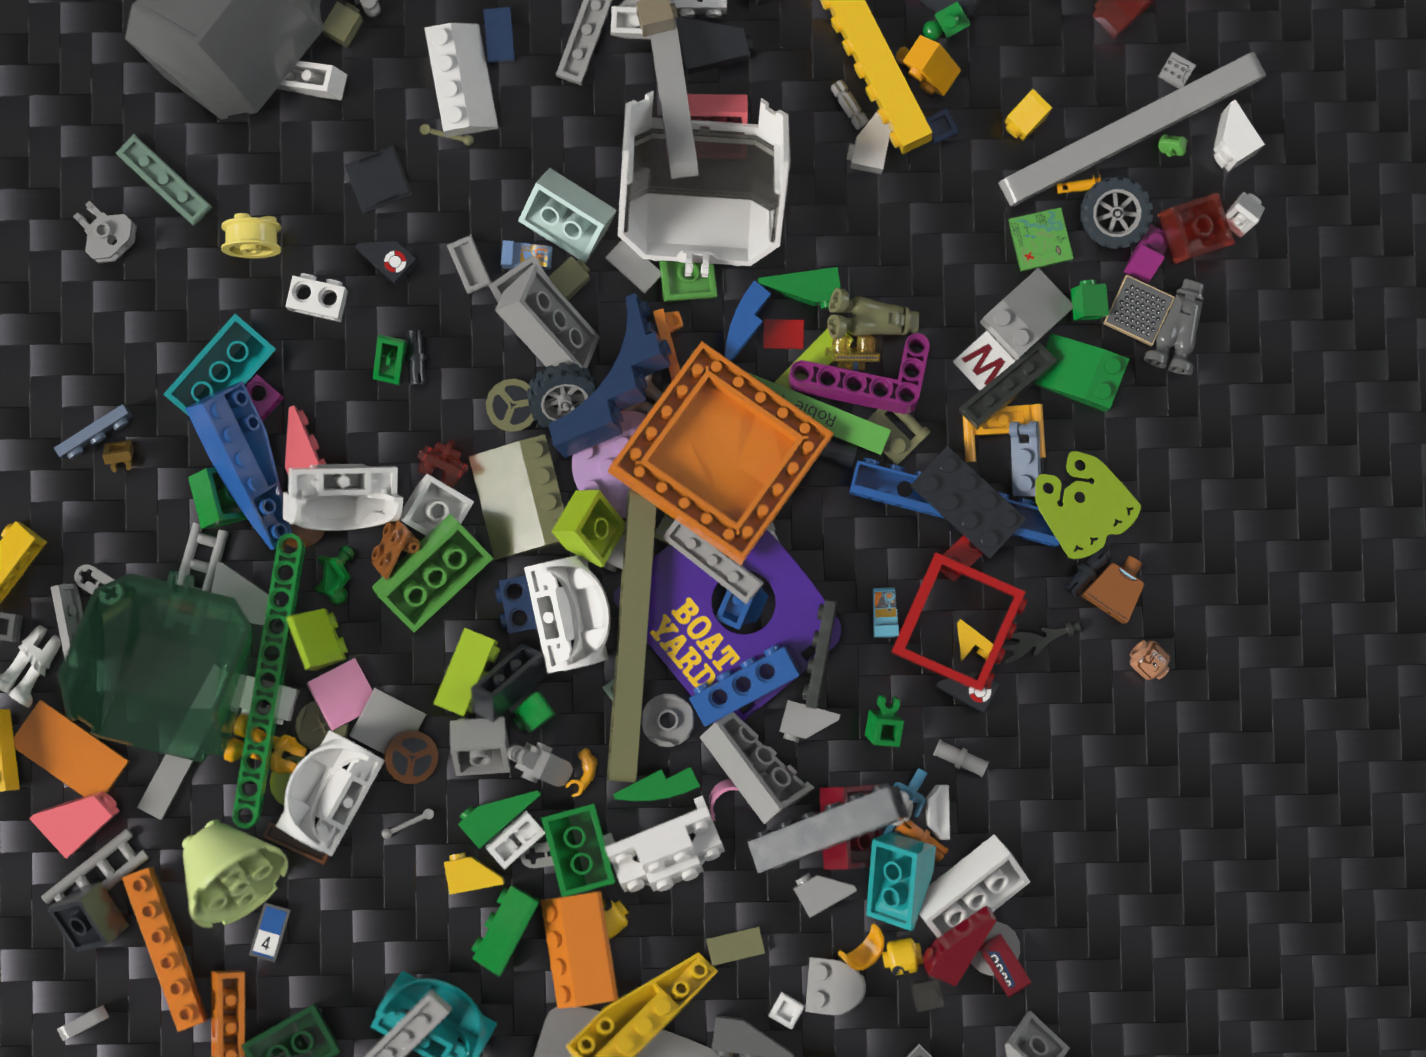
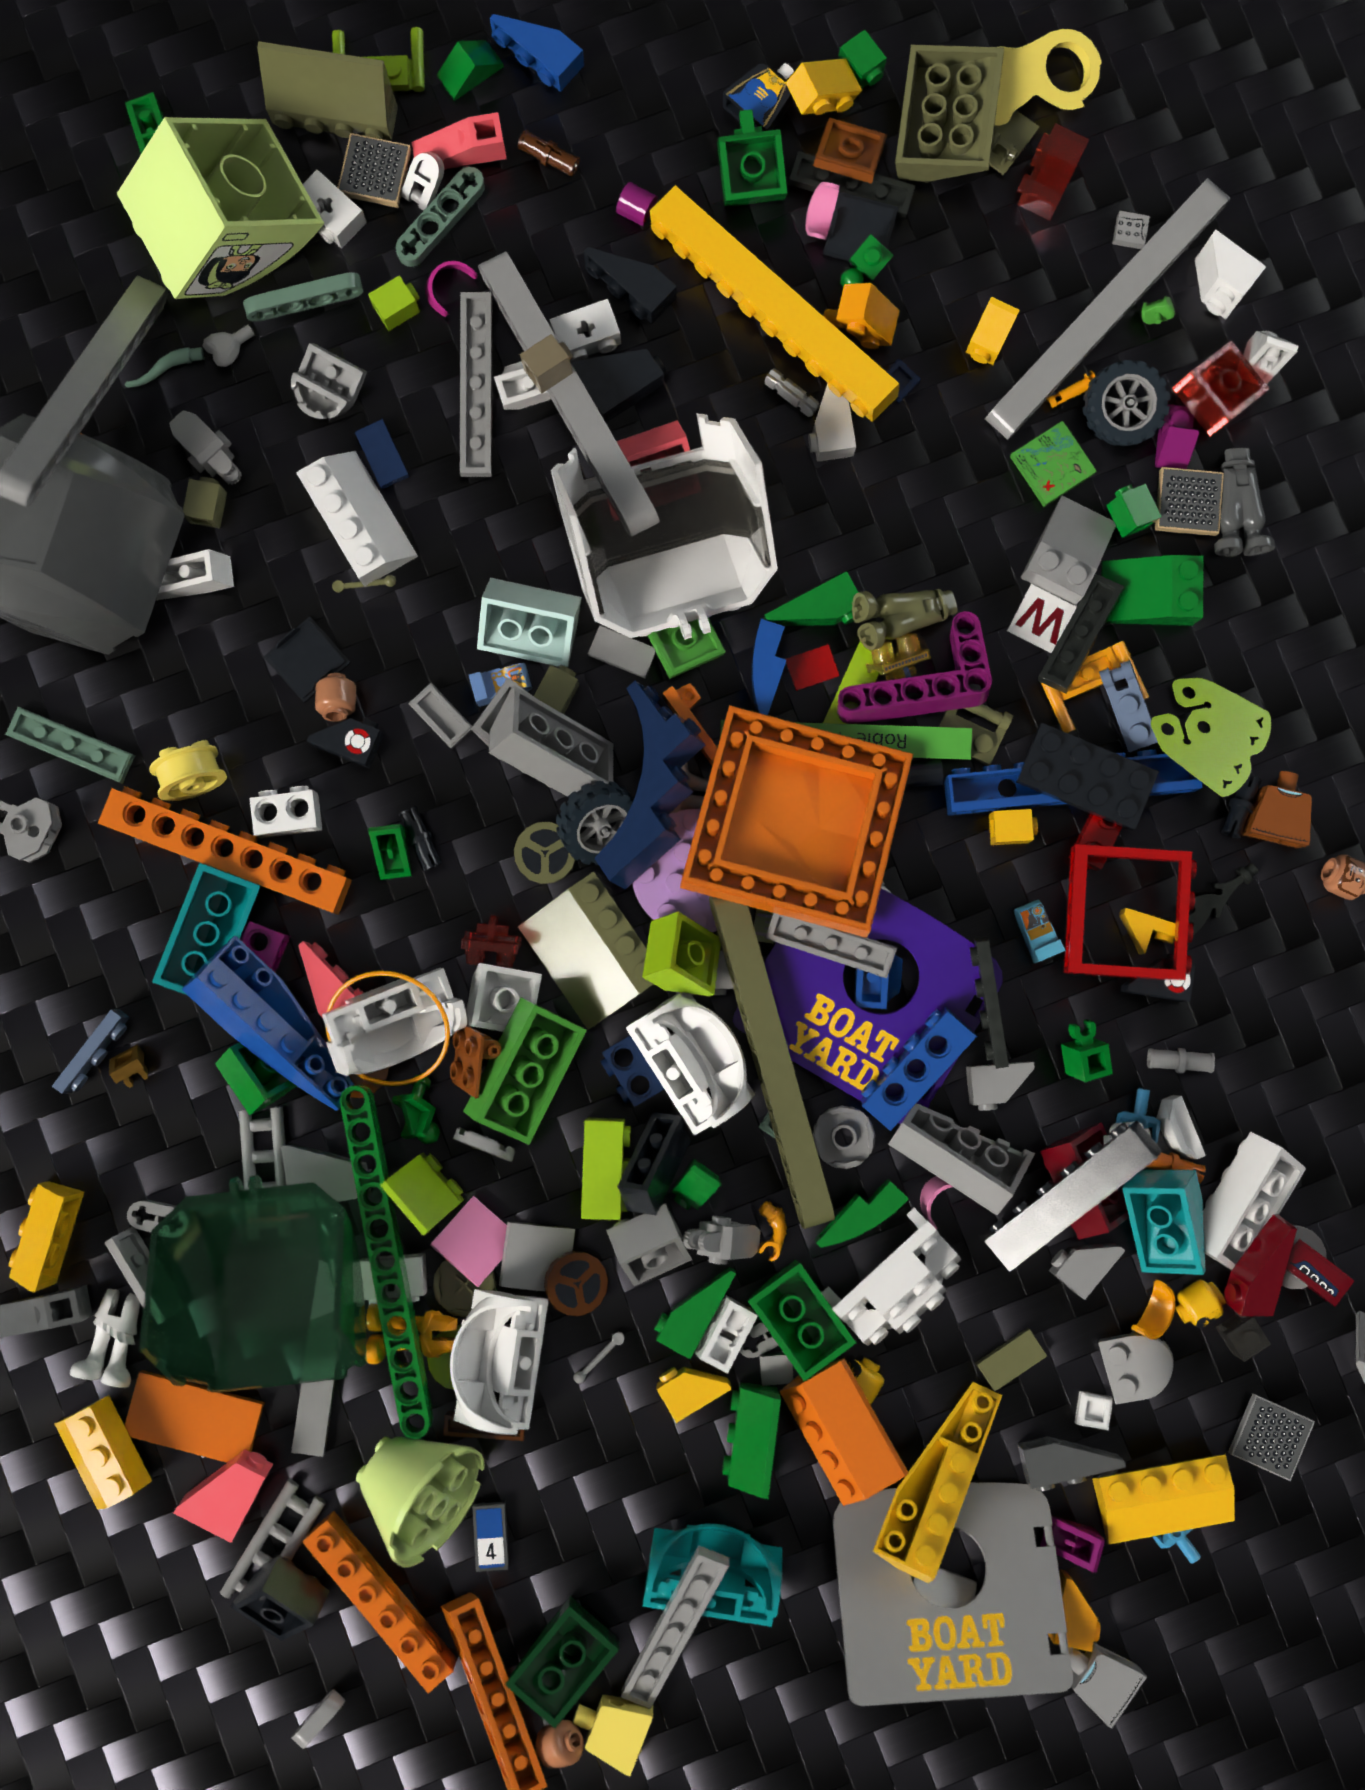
camera: 20 degrees left, 0 degrees up
(183, 252) = (119, 815): none -> orange brick
(378, 619) = (484, 1144): none -> light grey tile
(379, 484) = (434, 998): none -> light orange piece
(390, 219) = (335, 697): none -> nougat head
(544, 883) = (775, 1368): none -> light grey slope
(895, 521) = (1012, 827): none -> yellow brick

